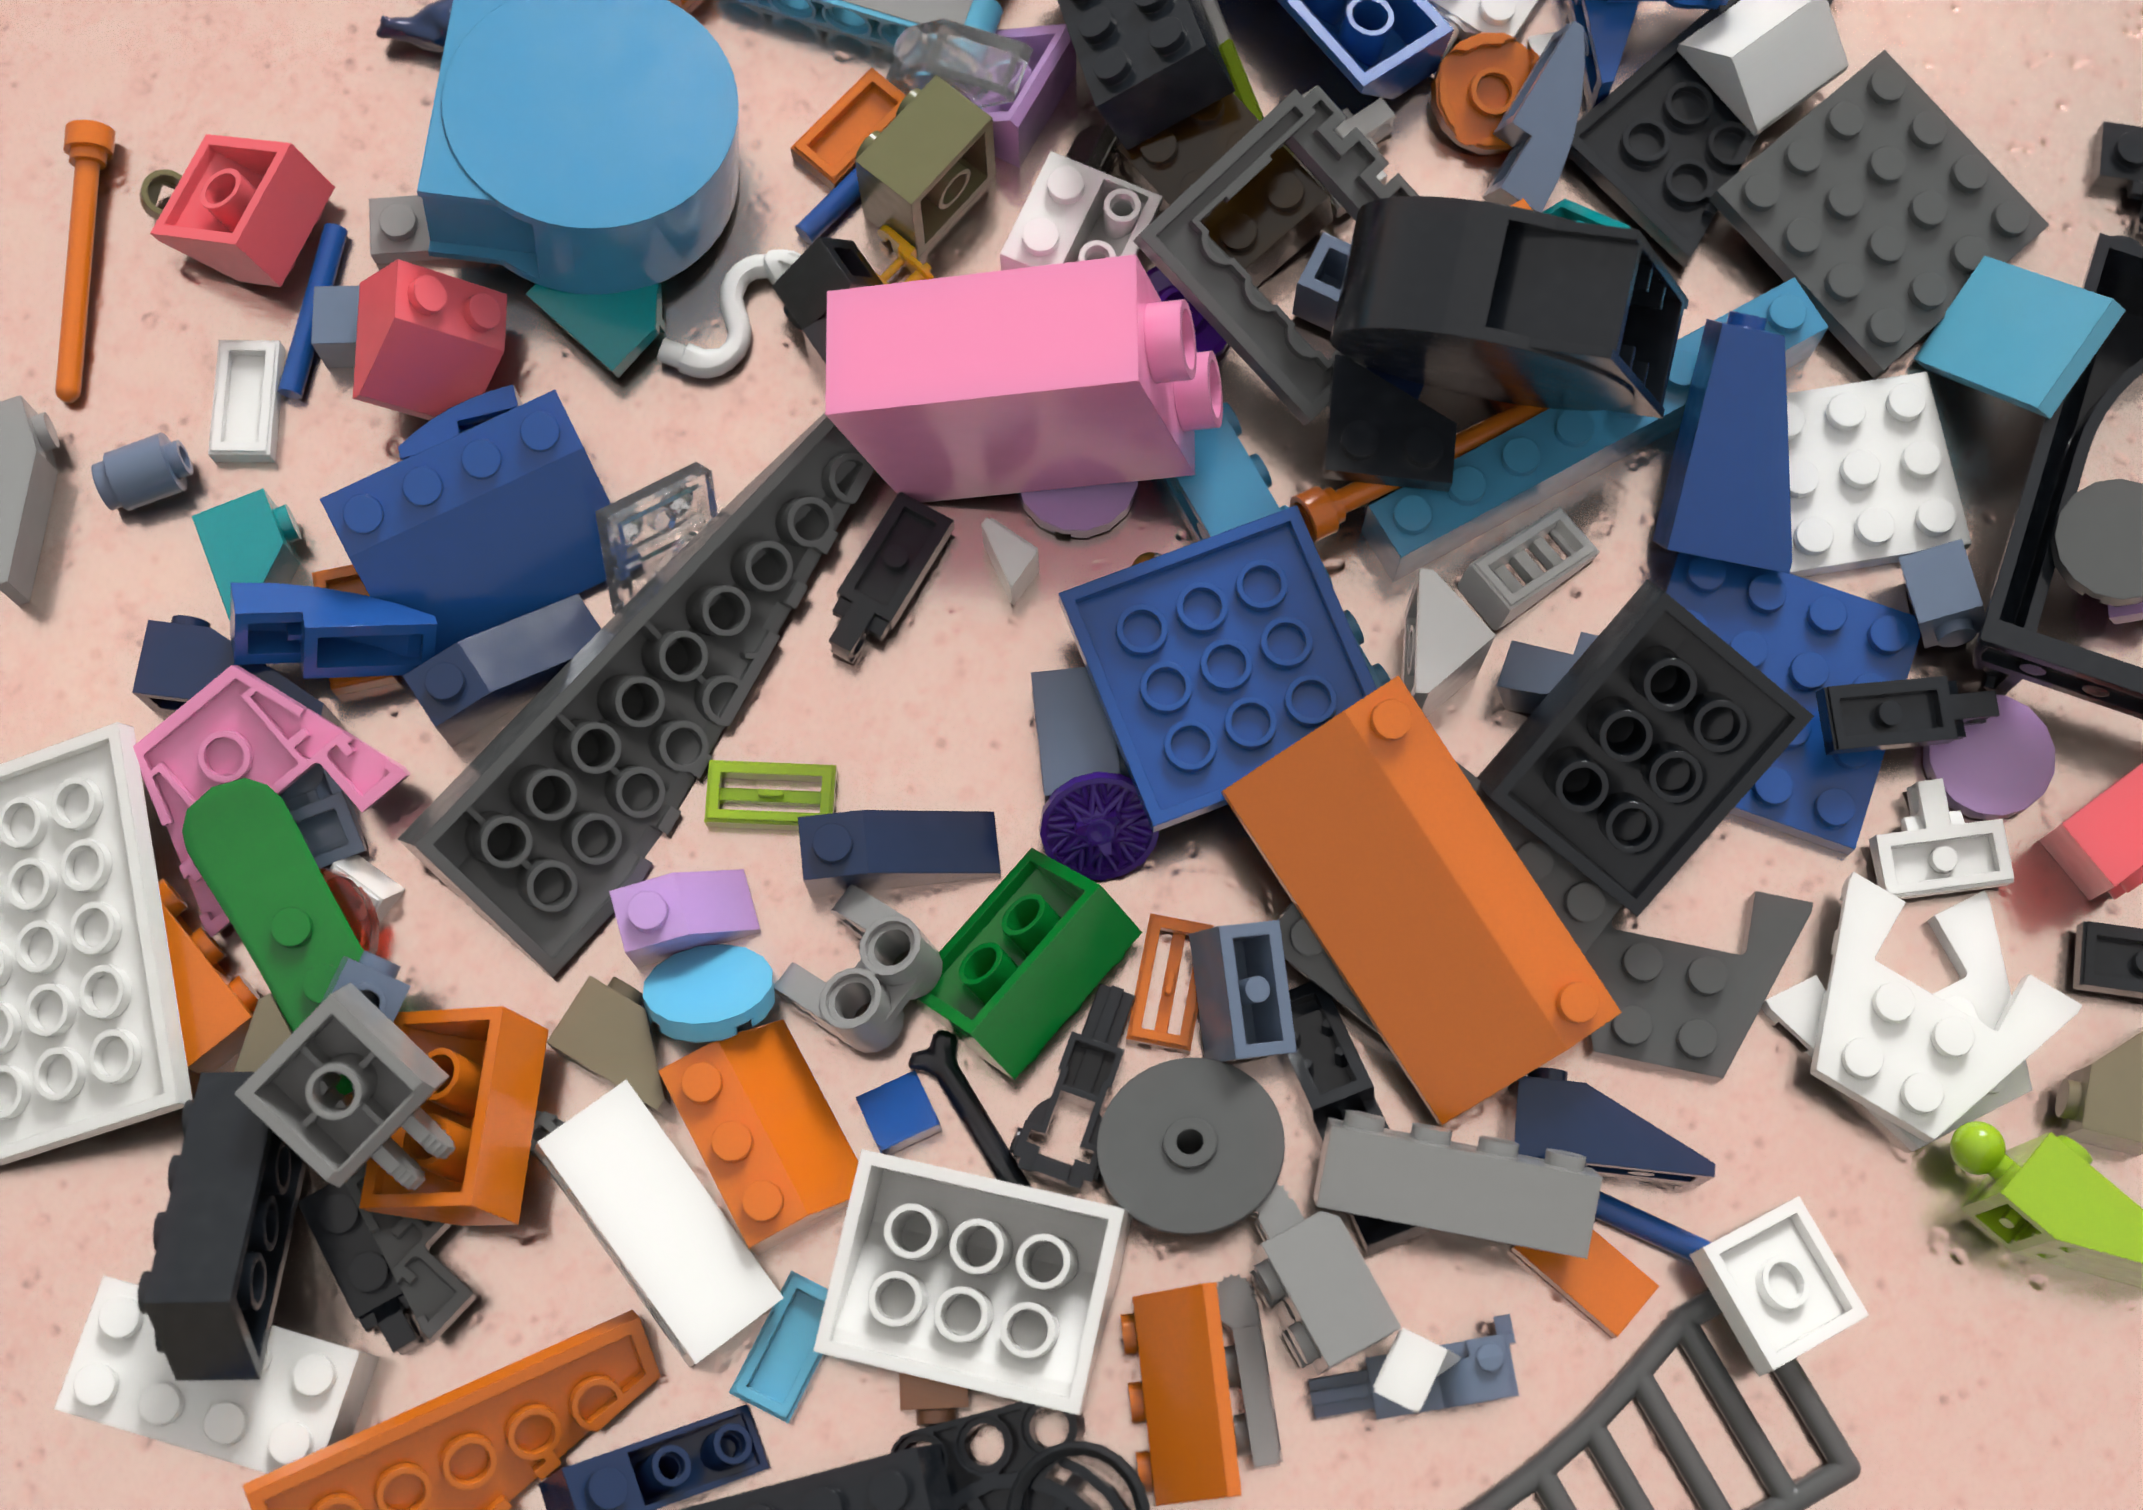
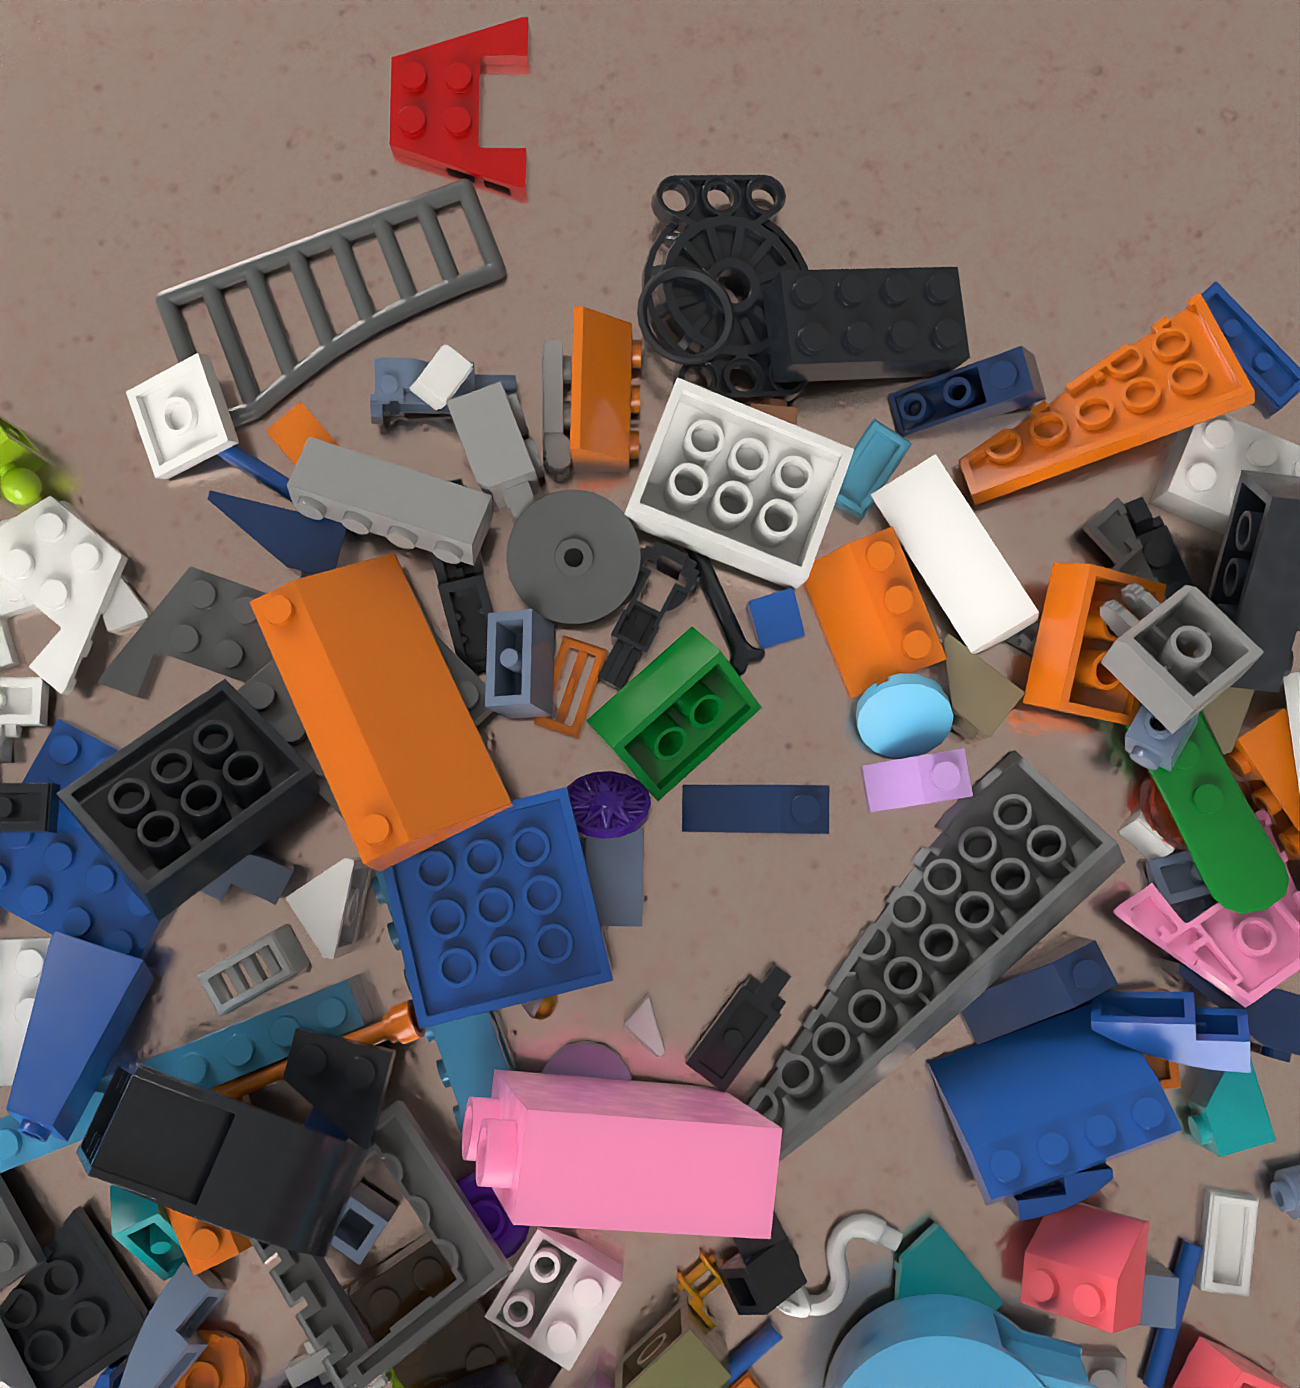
camera: 175 degrees left, 10 degrees up
(652, 527) = (917, 1085): clear wing -> none
(766, 771) = (884, 872): lime tile -> none
(873, 979) = (784, 713): light grey piece -> none

